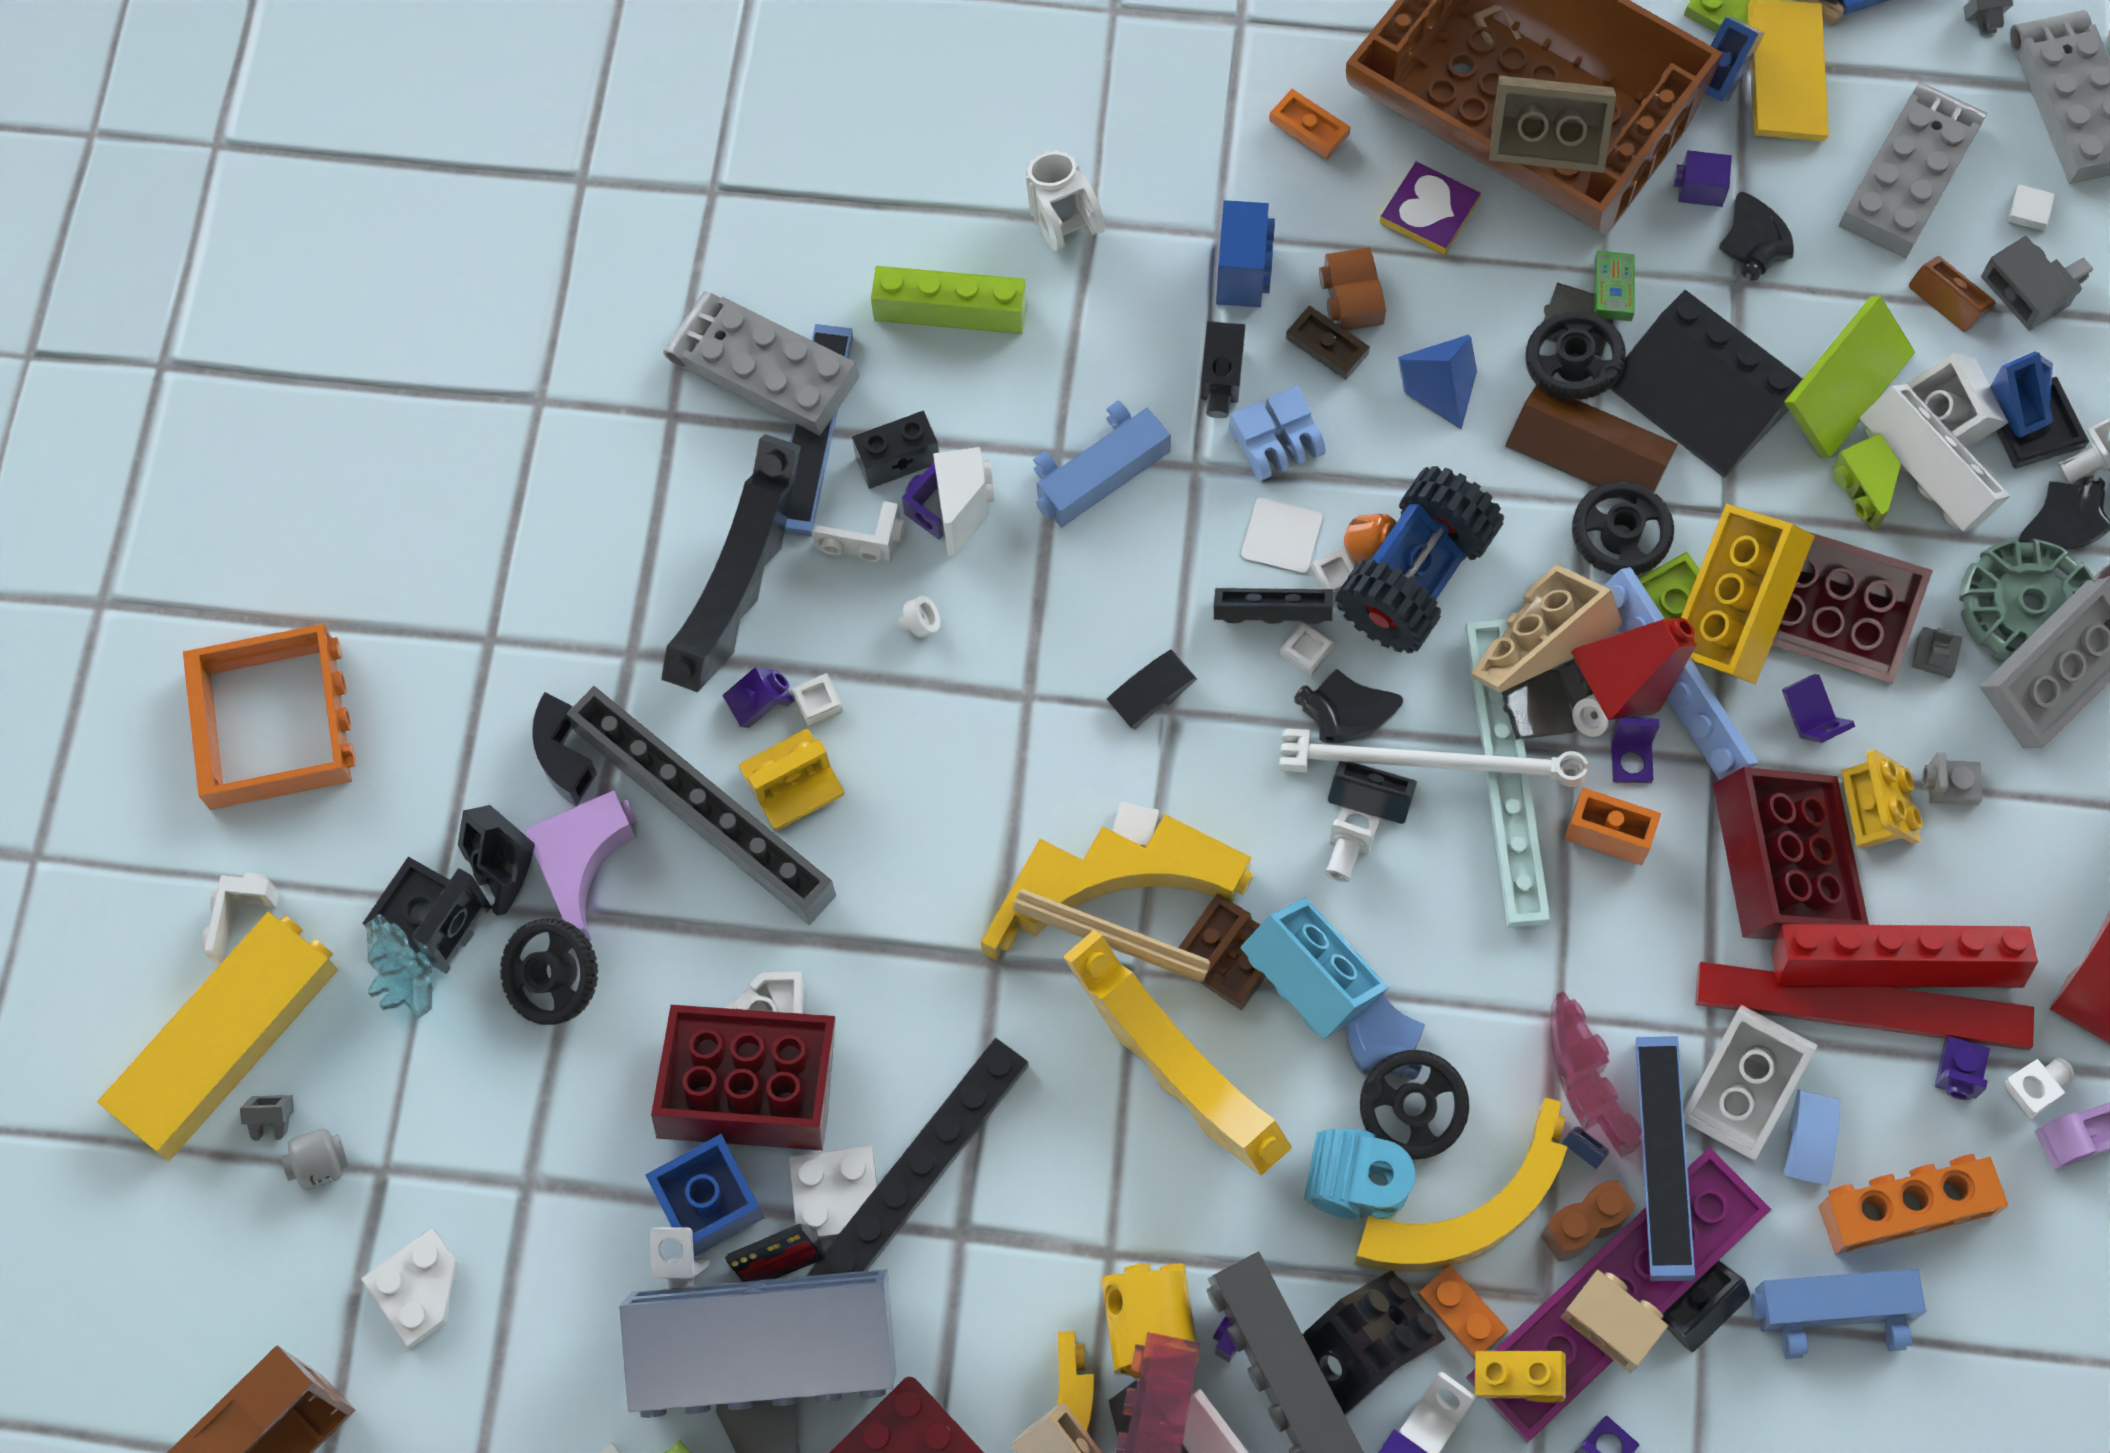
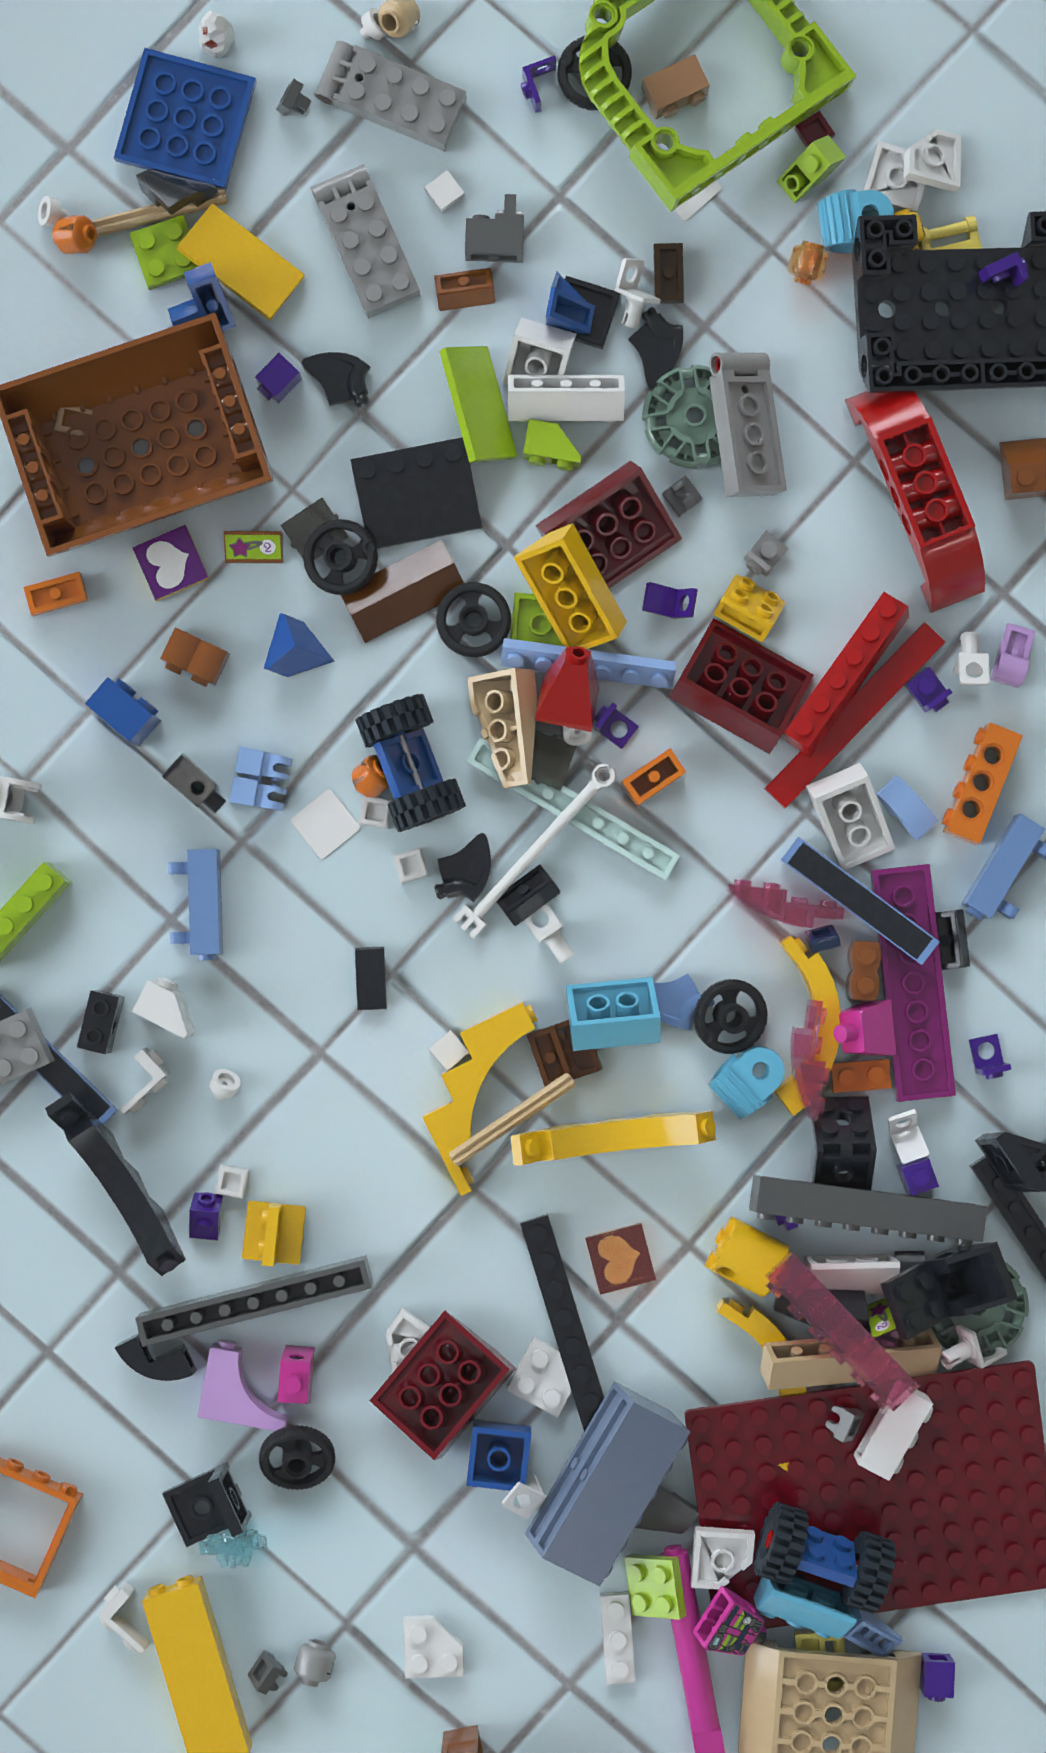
camera: 55 degrees left, 20 degrees up
(496, 853) = (196, 1439): black slope -> none
(641, 908) = (296, 1375): none -> dark pink torso
(777, 1254) = (560, 1436): slope -> none
(916, 494) = (138, 1028): dark purple bracket -> none
(1037, 1183) = (620, 1258): none -> clear orange tile
(1273, 605) = (370, 867): black plate -> none
(1327, 342) = (219, 700): dark brown plate -> none
(1423, 1226) = (807, 1072): none -> clear pink slope
(1514, 270) = (253, 546): none -> slope
(1521, 1374) = (922, 1076): yellow plate -> none
(1522, 1271) = (867, 1029): none -> dark pink torso
(1552, 124) = (190, 465): dark tan slope -> none
(1614, 285) = (309, 493): bright green tile -> none
(1615, 1320) = (930, 1002): tan brick -> none

